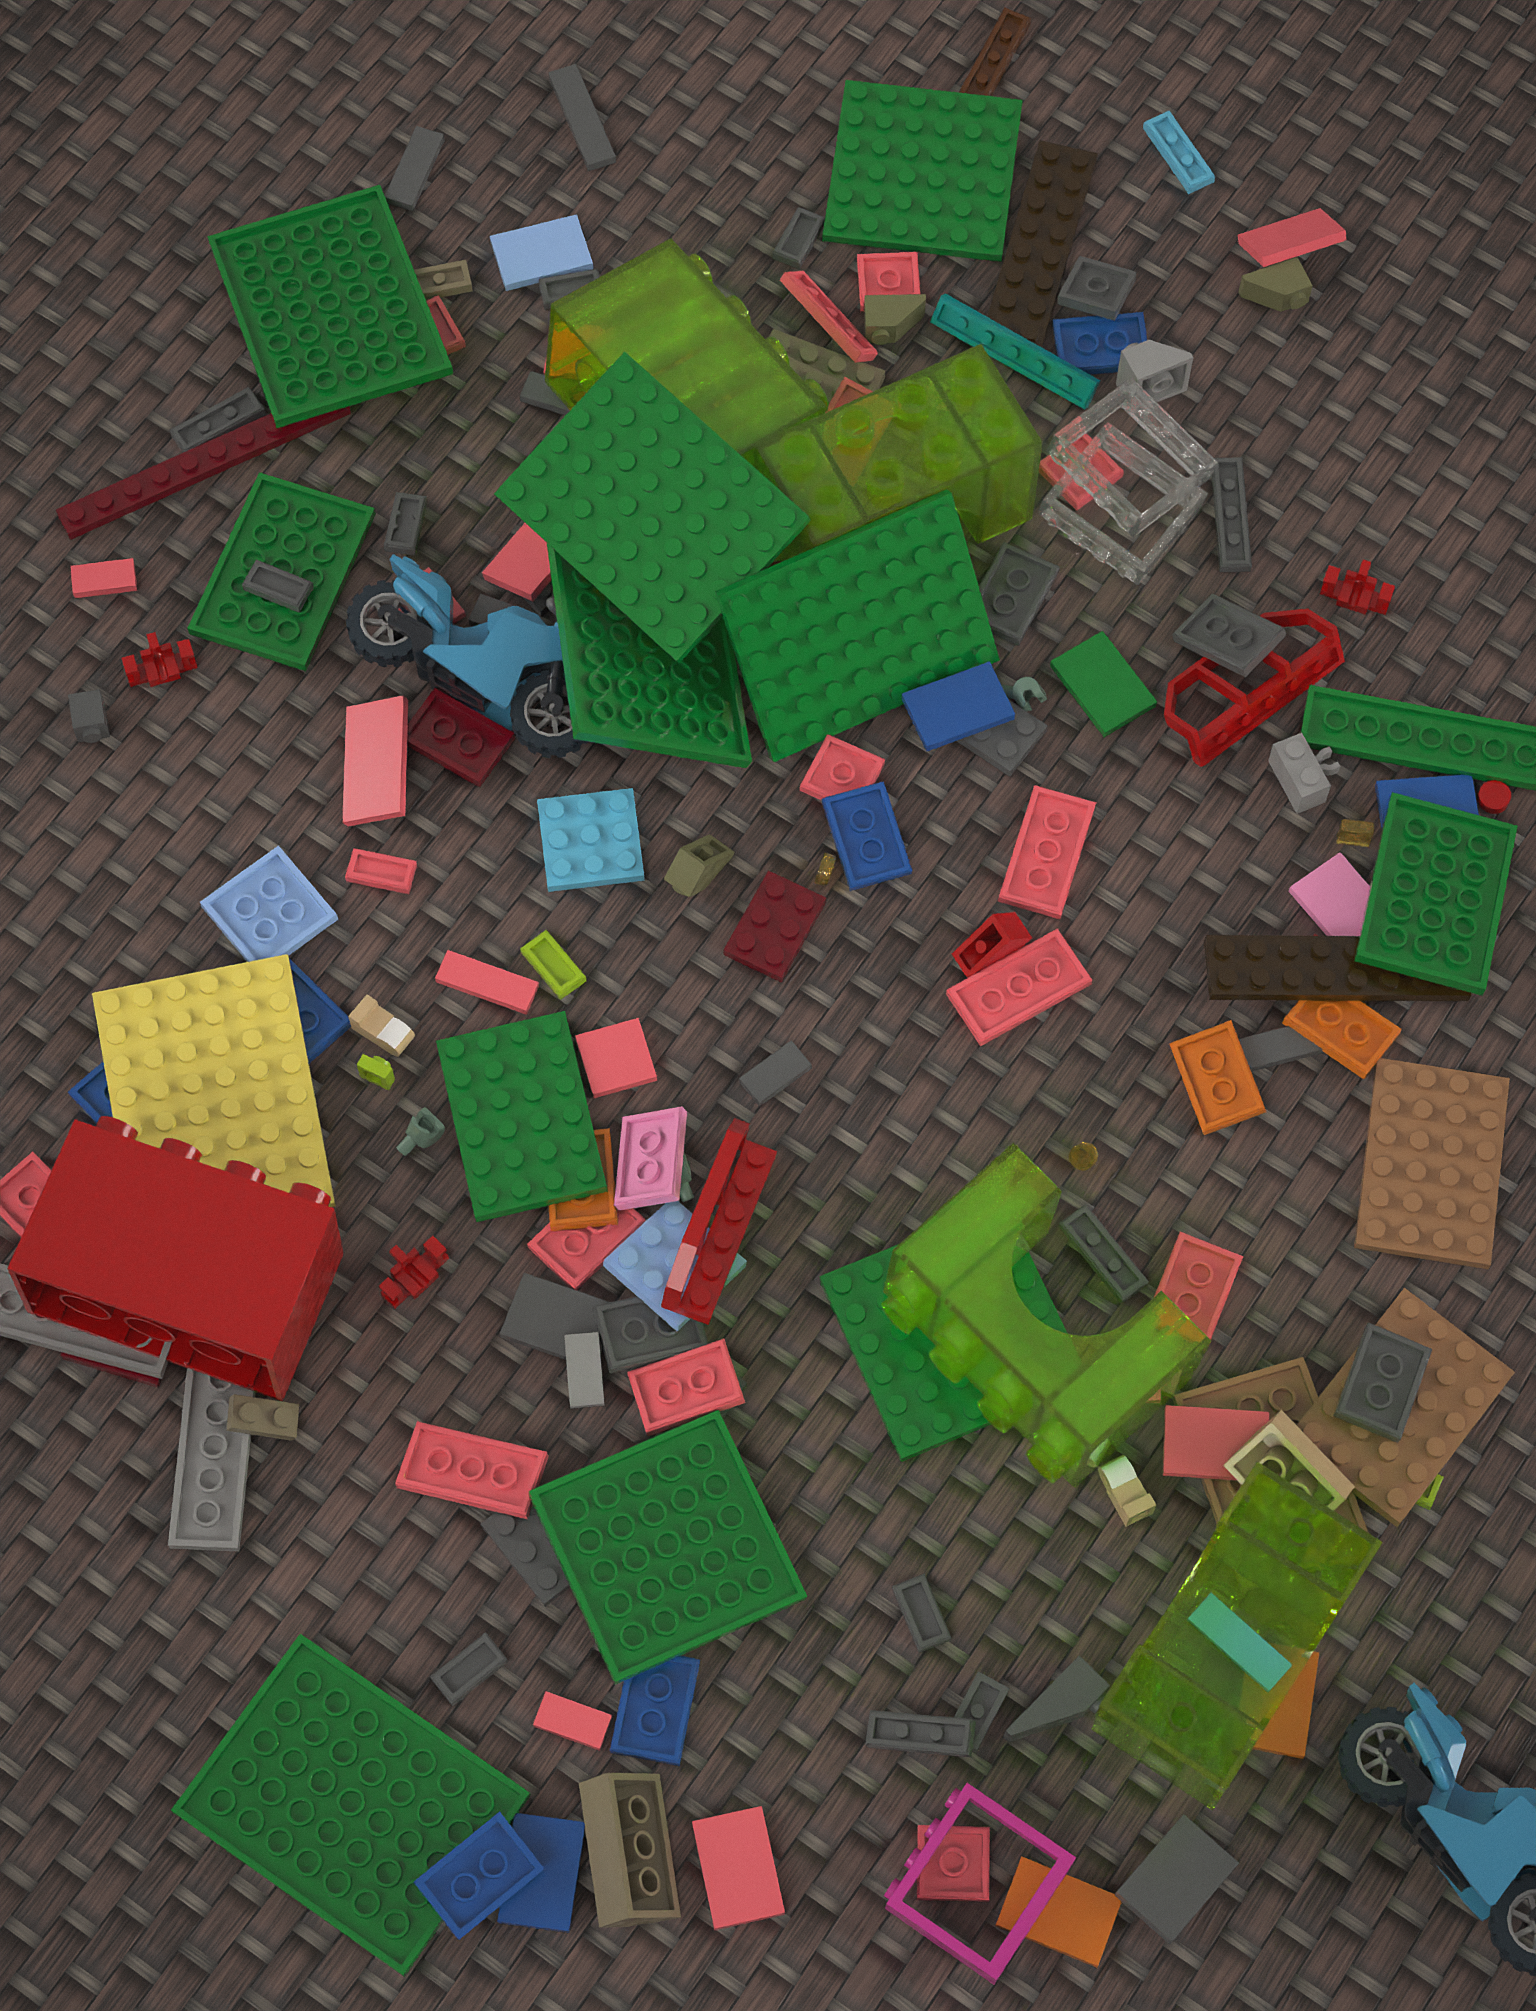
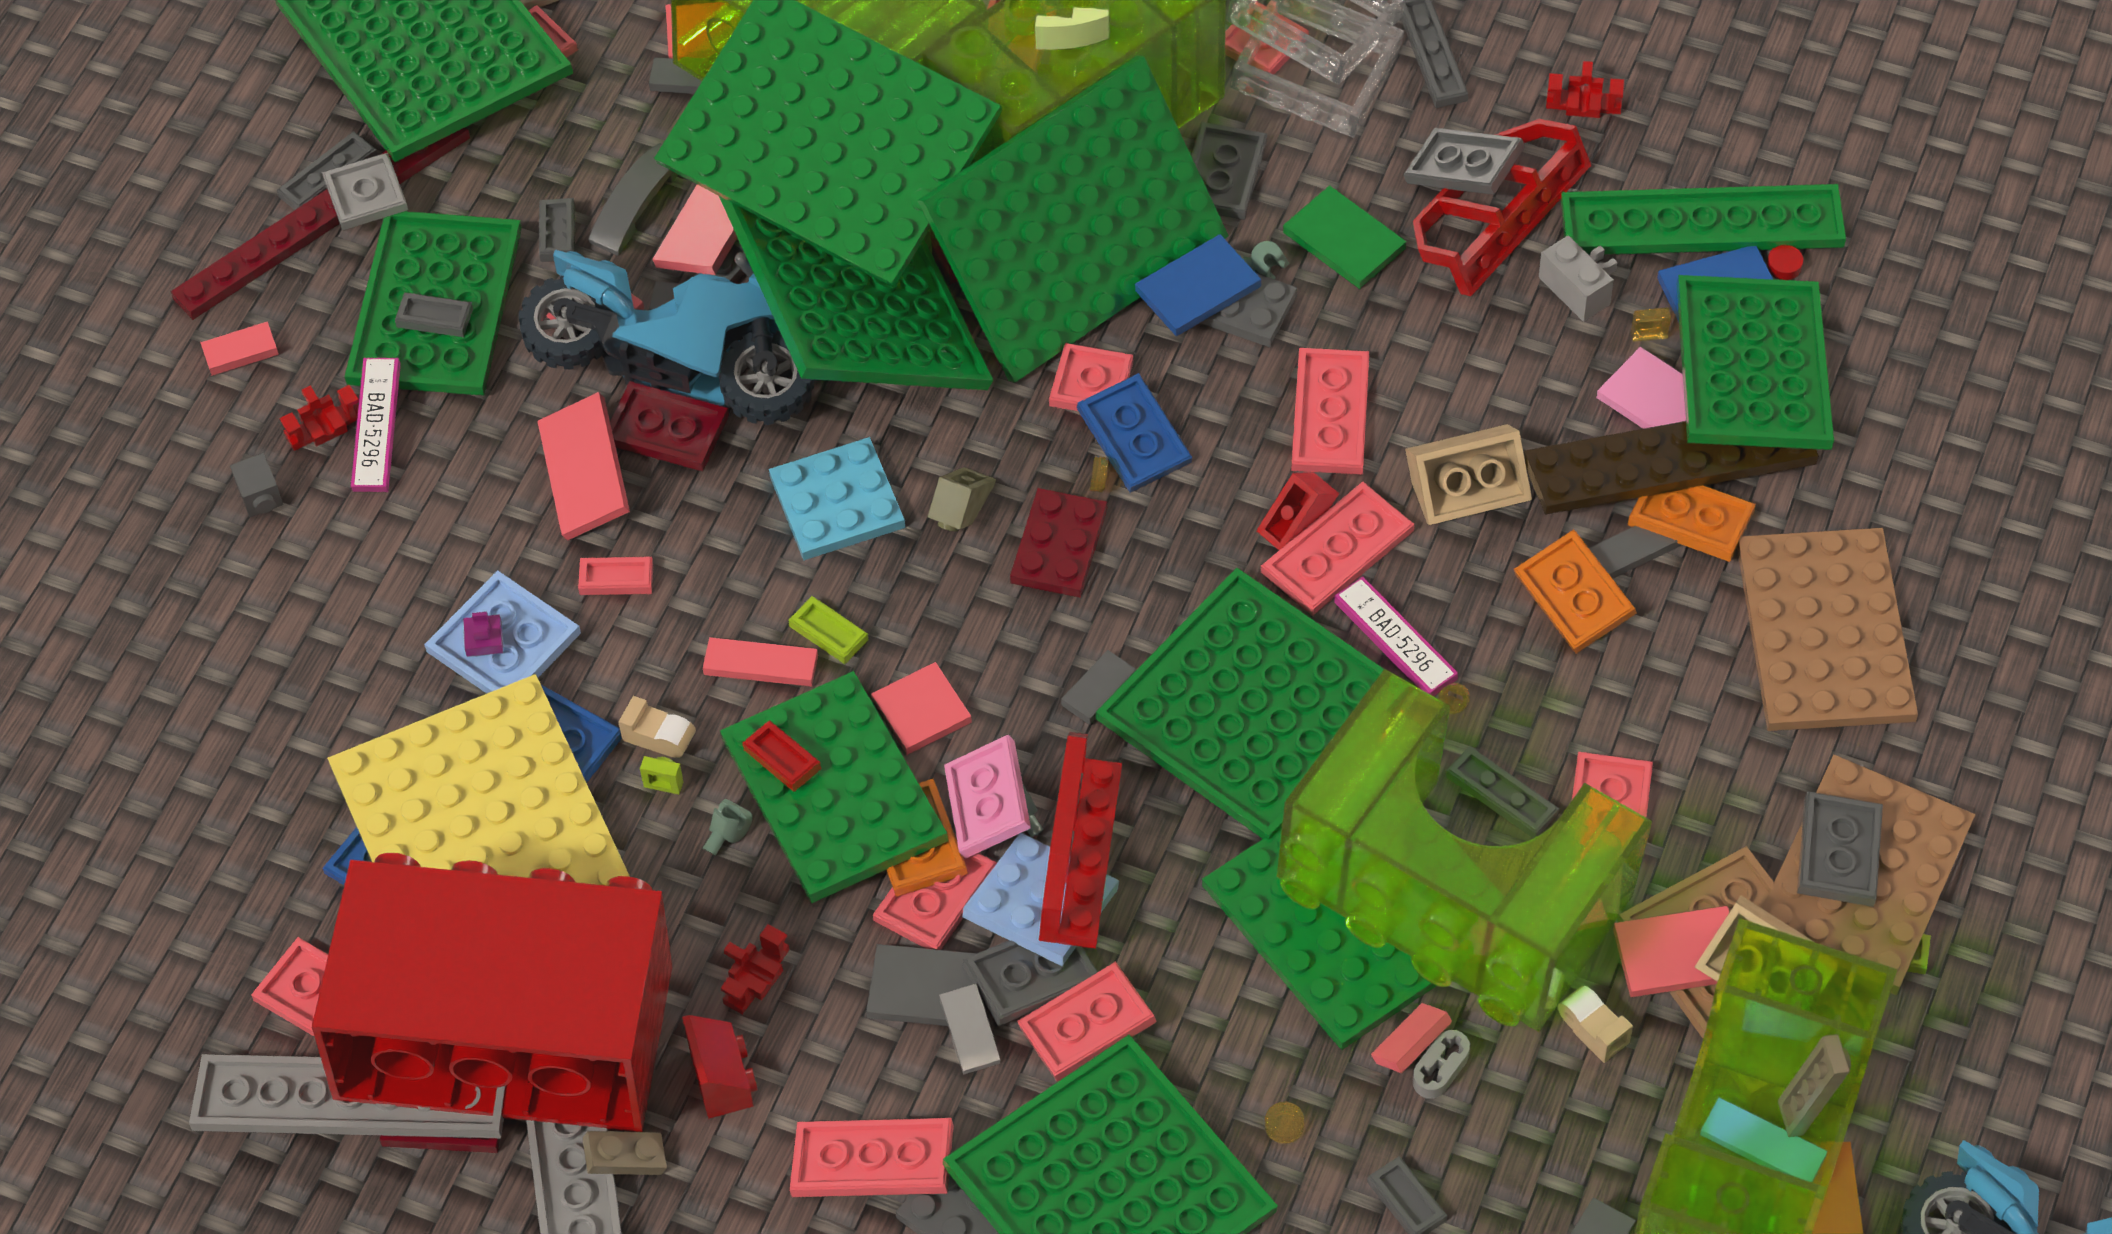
camera: 10 degrees left, 10 degrees down
(204, 680) = (375, 425): none -> white tile
(244, 451) = (365, 191): none -> light grey tile
(251, 906) = (483, 634): none -> magenta tile
(361, 1356) = (719, 1065): none -> red slope
(473, 511) = (628, 201): none -> dark grey slope
(481, 1080) = (781, 755): none -> red tile
(833, 1518) = (1284, 1122): none -> clear yellow tile
(900, 459) = (1083, 29): none -> yellowish green slope
(902, 1118) = (1241, 700): none -> green plate
(962, 1467) = (1411, 1037): none -> coral tile
(978, 1490) = (1435, 1059): none -> light grey beam
(1048, 1085) = (1395, 637): none -> tile
(1153, 943) = (1469, 473): none -> tan slope
(1289, 1615) = (1814, 1085): none -> dark tan plate

